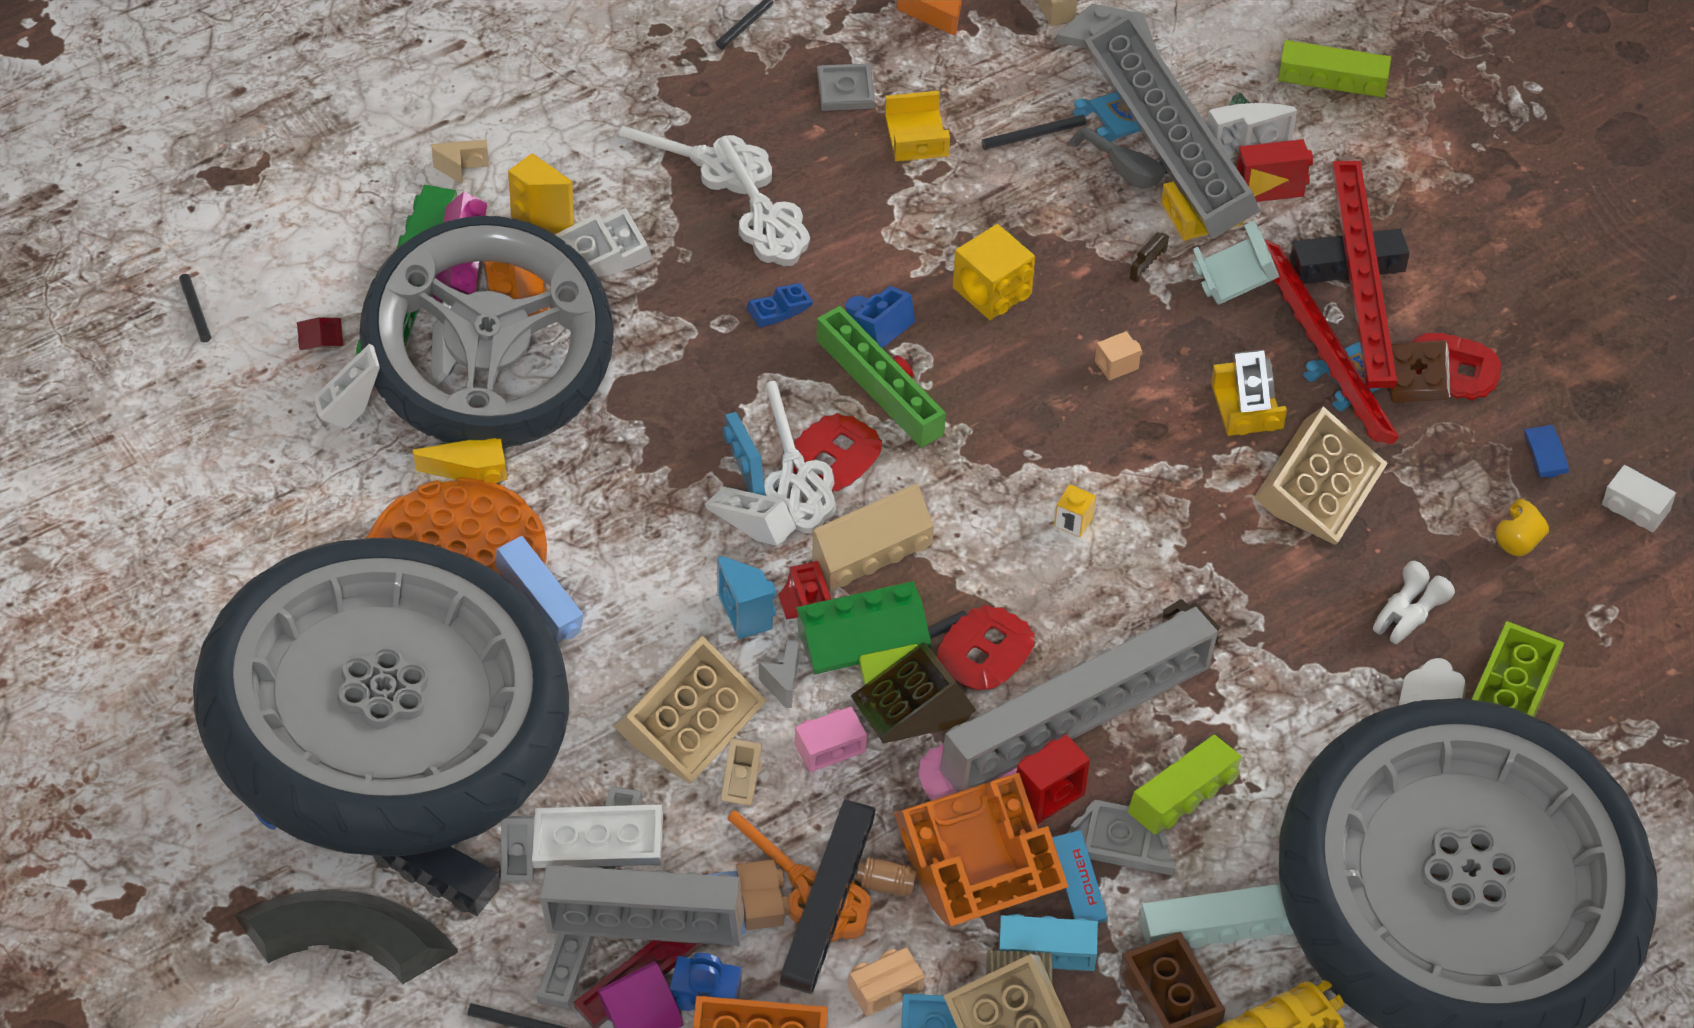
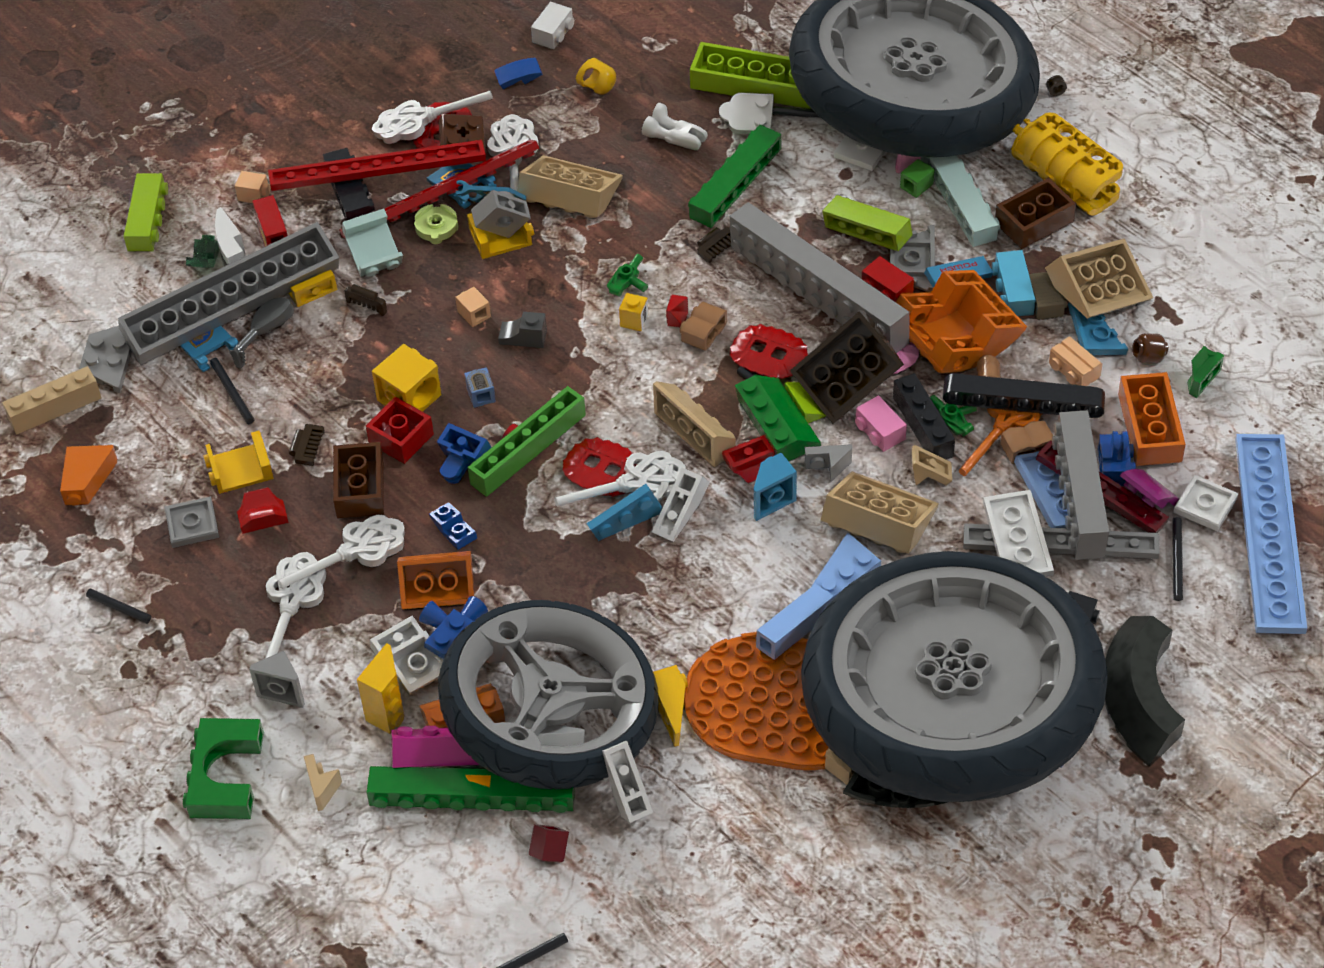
camera: 95 degrees left, 0 degrees up
(476, 68) = (213, 740): none -> green arch
(589, 130) = (277, 680): none -> light grey slope
(613, 664) = (846, 565): none -> light blue wing
(622, 280) = (449, 625): none -> blue brick
(702, 277) = (436, 578): none -> orange slope
(817, 823) = (954, 416): none -> green piece
(825, 784) = (923, 416): none -> black brick
(843, 143) = (261, 510): none -> red slope
(857, 219) = (358, 480): none -> reddish brown brick
(922, 262) = (400, 429): none -> red brick
(937, 185) = (306, 443): none -> dark brown piece
(983, 347) = (480, 387): none -> medium blue brick
(1039, 581) = (703, 325): none -> medium nougat brick
(1066, 403) = (526, 331): none -> dark grey arch
(1070, 558) = (677, 310): none -> red slope
(1141, 516) = (627, 276): none -> green piece
(1264, 865) = (917, 178): none -> bright green brick
(1277, 350) = (436, 232): none -> yellowish green plate
(1297, 385) = (482, 191): none -> dark azure flag
(1308, 657) = (734, 176): none -> green brick
(1369, 160) = (251, 186): none -> light nougat brick
(1420, 432) = (502, 138): none -> white piece
(1452, 320) = (409, 118): none -> white piece

